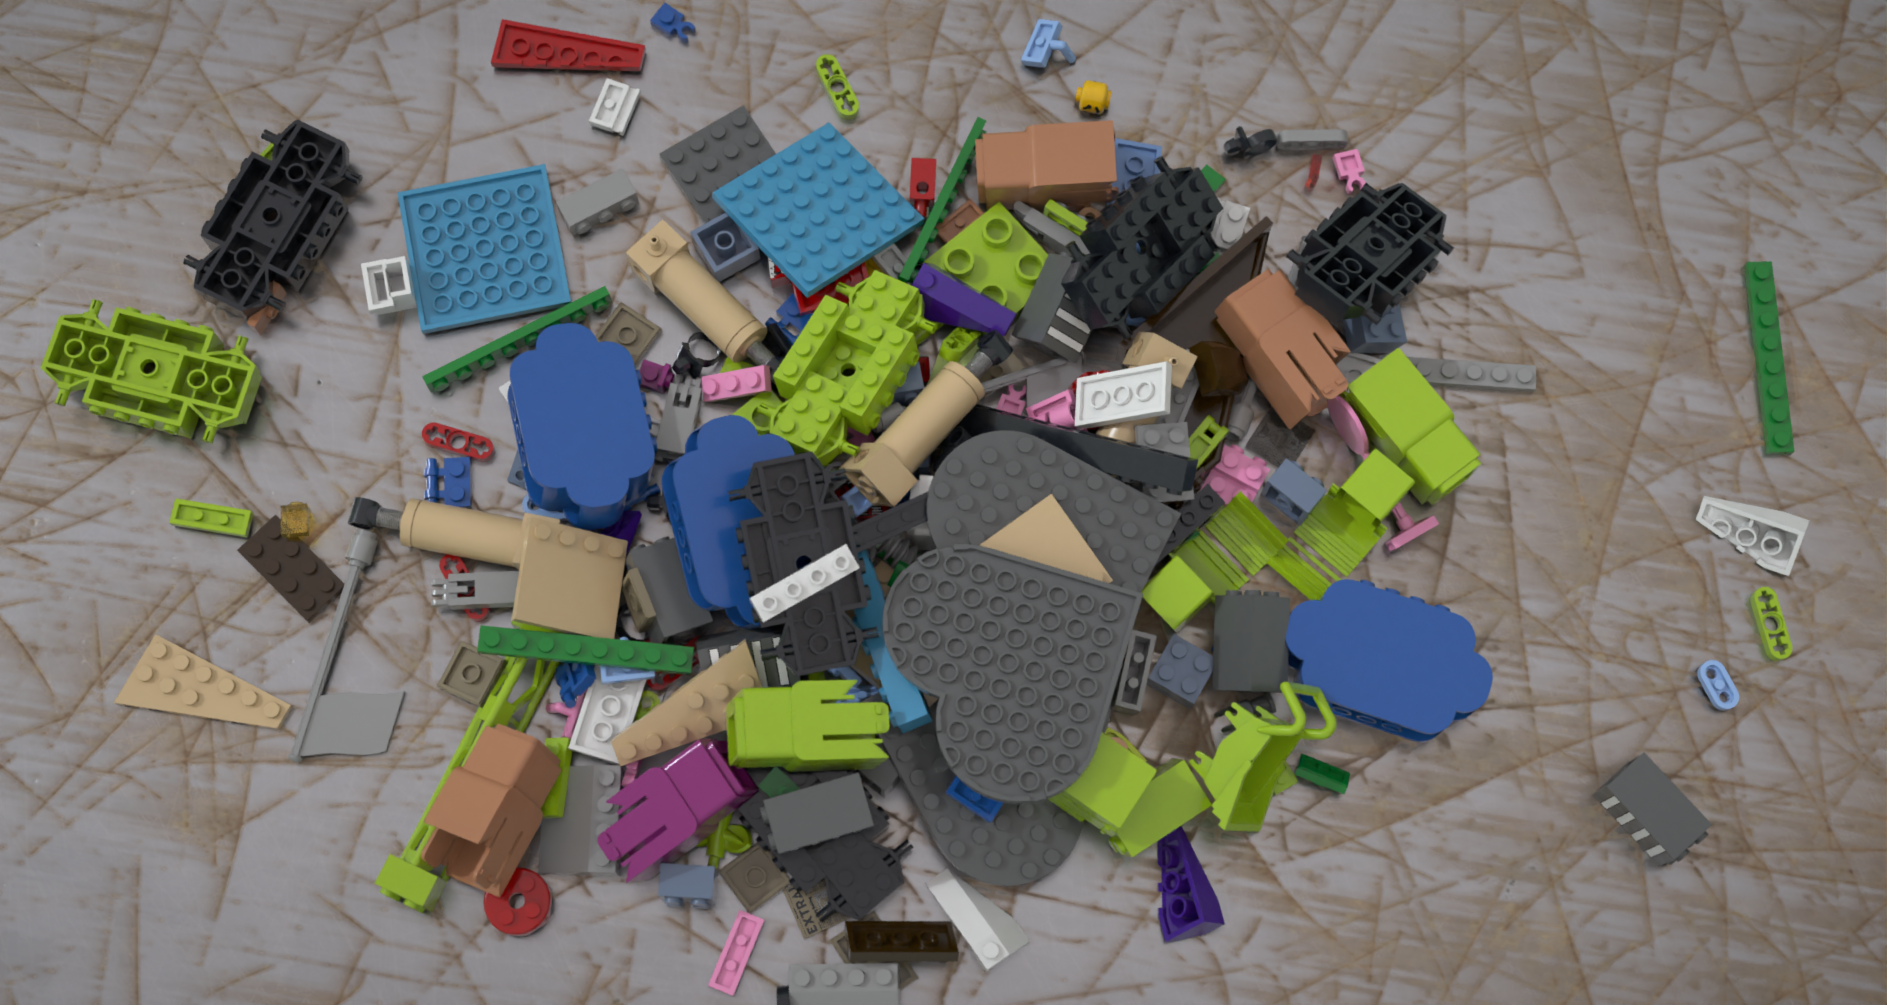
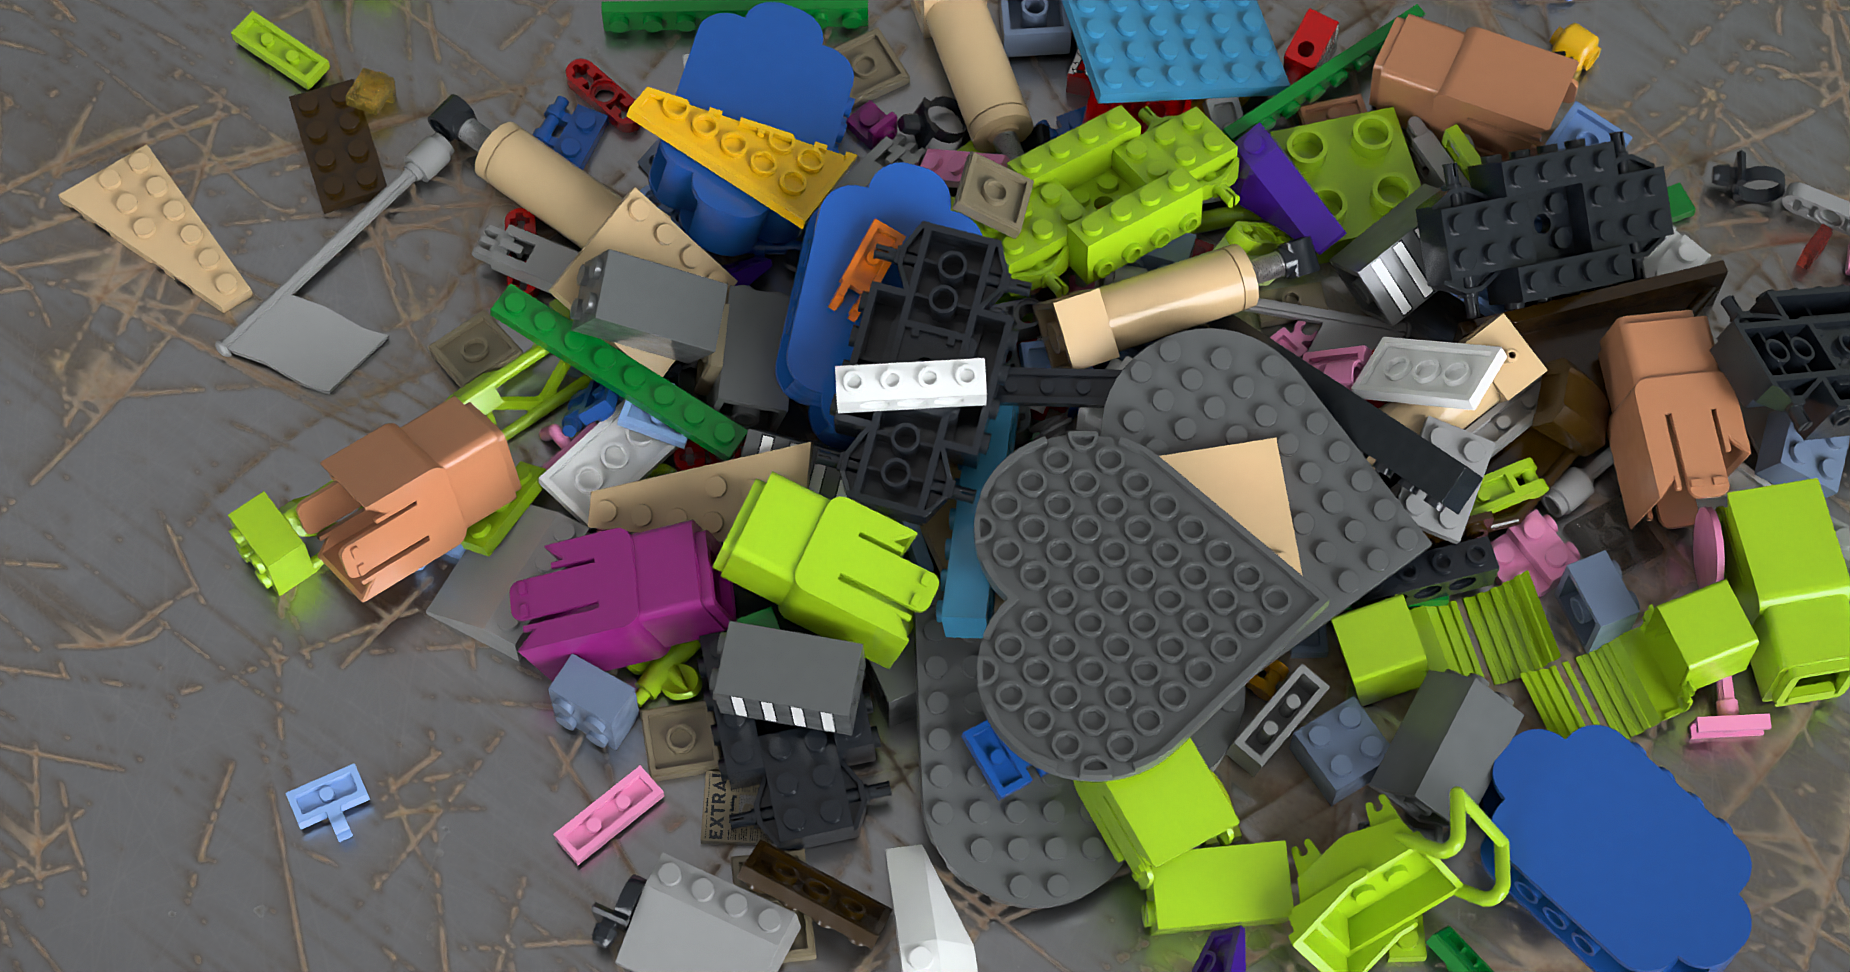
camera: 30 degrees right, 10 degrees down
(531, 915) = (390, 650): red plate -> none
(586, 599) = (648, 306): none -> dark grey brick
(598, 455) = (750, 155): none -> yellow wing
(723, 511) = (863, 267): none -> orange hinge
(779, 408) = (993, 194): none -> dark tan tile

